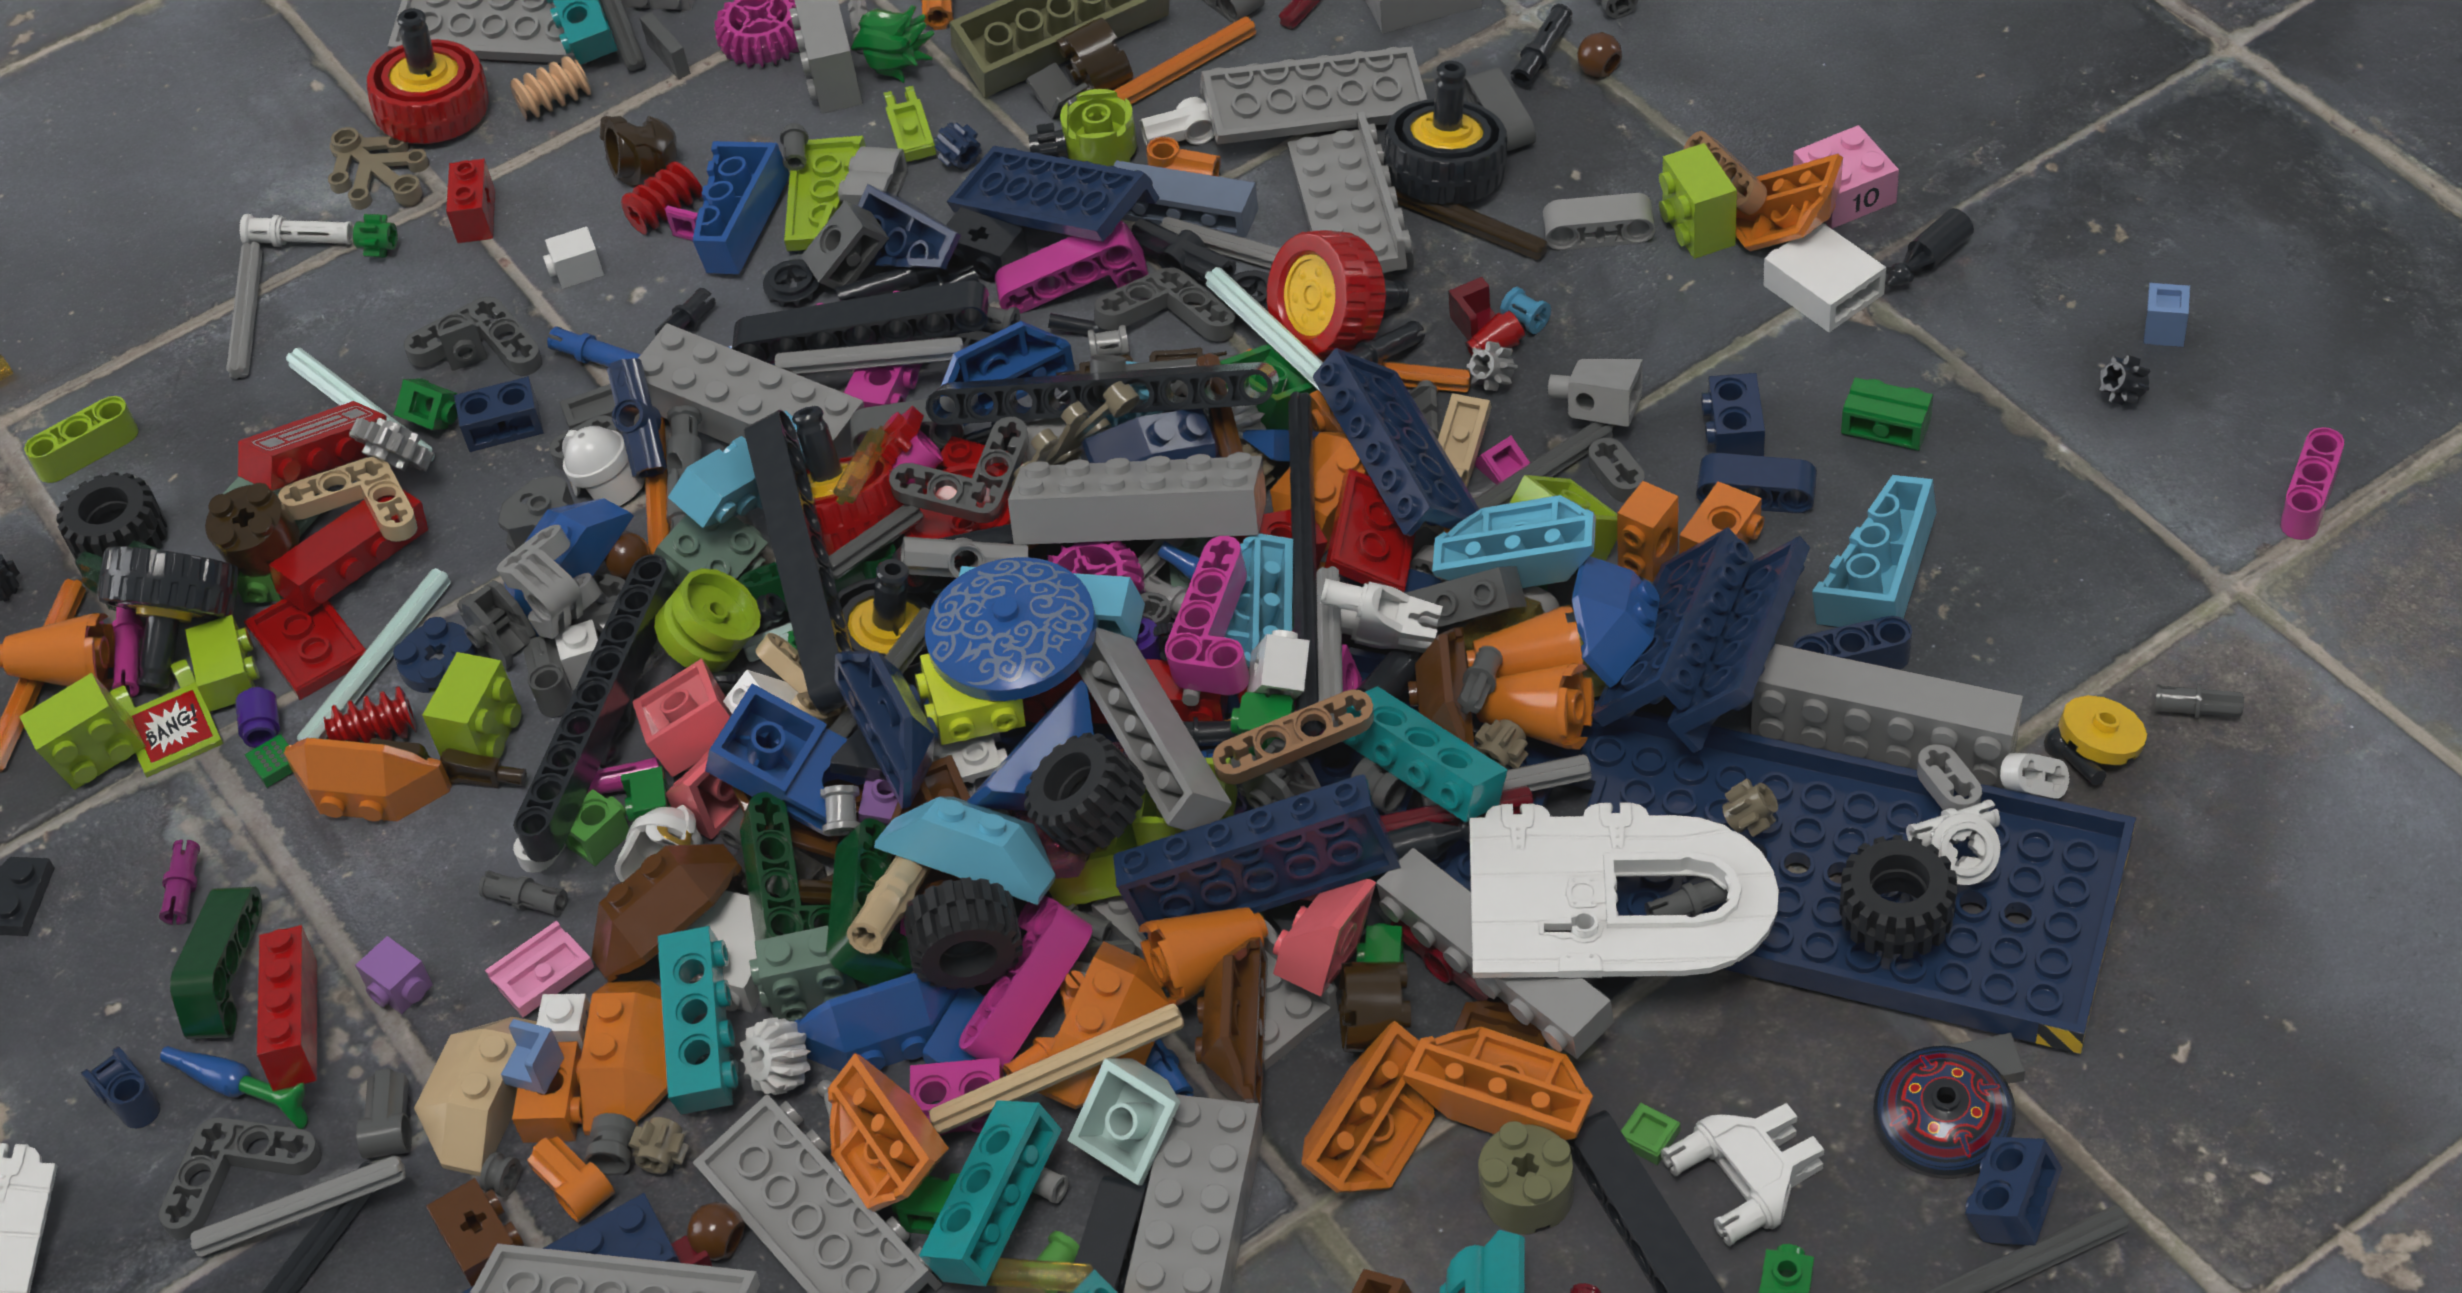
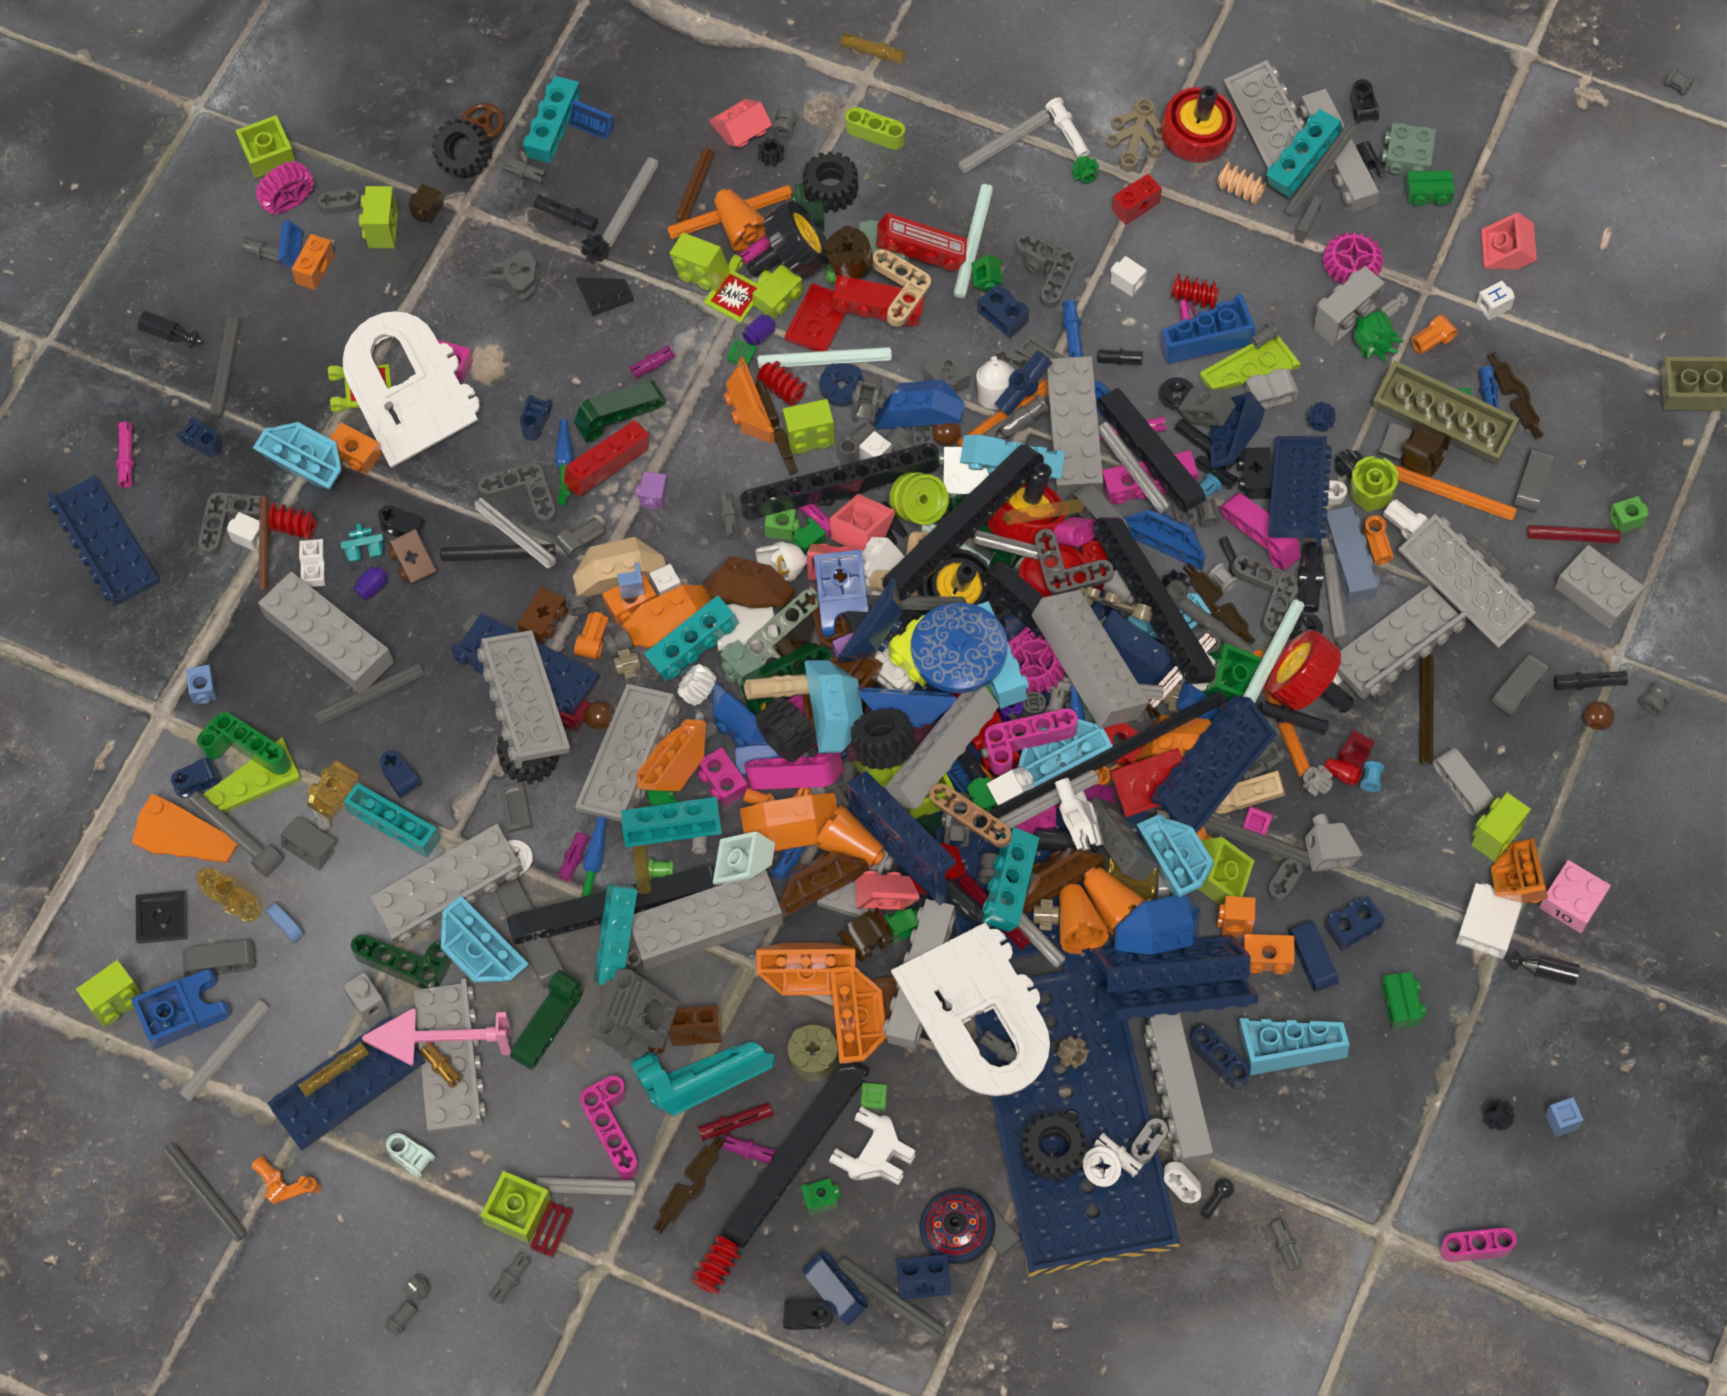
camera: 55 degrees right, 15 degrees up
(391, 444) = (942, 278): light grey gear -> none
(539, 967) = (692, 551): bright pink plate -> none
(547, 586) = (880, 414): light grey piece -> none
(637, 151) = (1218, 263): dark brown helmet -> none
(840, 809) = (826, 632): light grey bush -> none
(899, 432) = (1081, 515): red plate -> none
(909, 126) = (1325, 381): lime hinge -> none
(937, 556) = (1005, 598): light grey piece -> none
(1057, 1068) = (746, 813): tan axle -> none
(1444, 145) = (1462, 673): black wheel -> none
(1480, 679) = (1068, 883): dark grey axle -> none
(1732, 167) = (1534, 830): medium nougat beam -> none
(2102, 729) = (1226, 1204): yellow plate -> none

